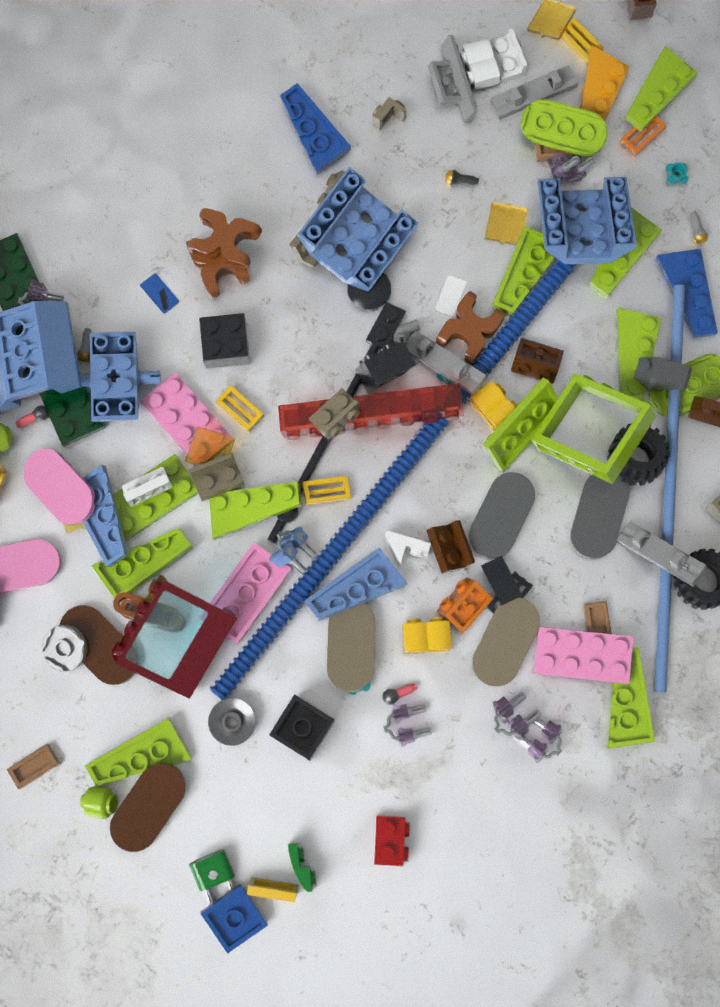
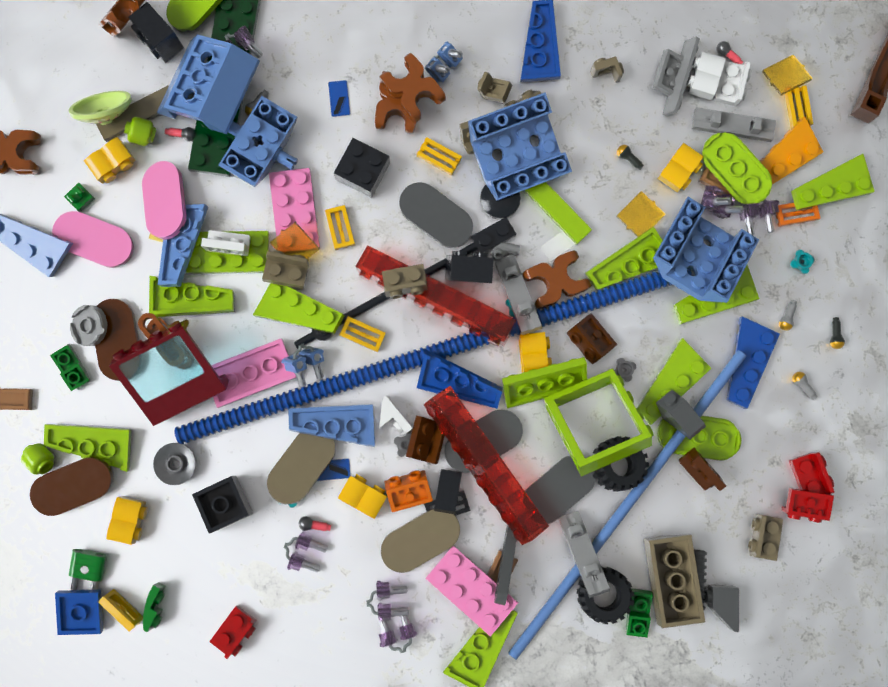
camera: 25 degrees right, 5 degrees up
(72, 699) = (70, 367): none -> green slope
(221, 803) = (126, 520): none -> yellow brick
(239, 191) = (449, 56): none -> medium blue piece
(287, 278) = (421, 155): none -> yellow tile
(297, 194) = (493, 88): none -> dark tan bracket
(320, 341) = (436, 215): none -> dark grey tile
(386, 630) = (336, 470): none -> blue sticker
(427, 566) = (399, 441): none -> flat silver plate
(430, 267) = (559, 211): none -> lime tile
(437, 478) = (440, 373): none -> blue wing
(480, 31) = (724, 48): none -> piece
(513, 159) = (680, 168): none -> yellow brick
(520, 532) = (486, 465): none -> clear red brick
(585, 363) = (630, 367): none -> flat silver plate
(598, 609) = (505, 567): none -> dark grey beam
(613, 149) = (766, 210): none -> clear purple piece

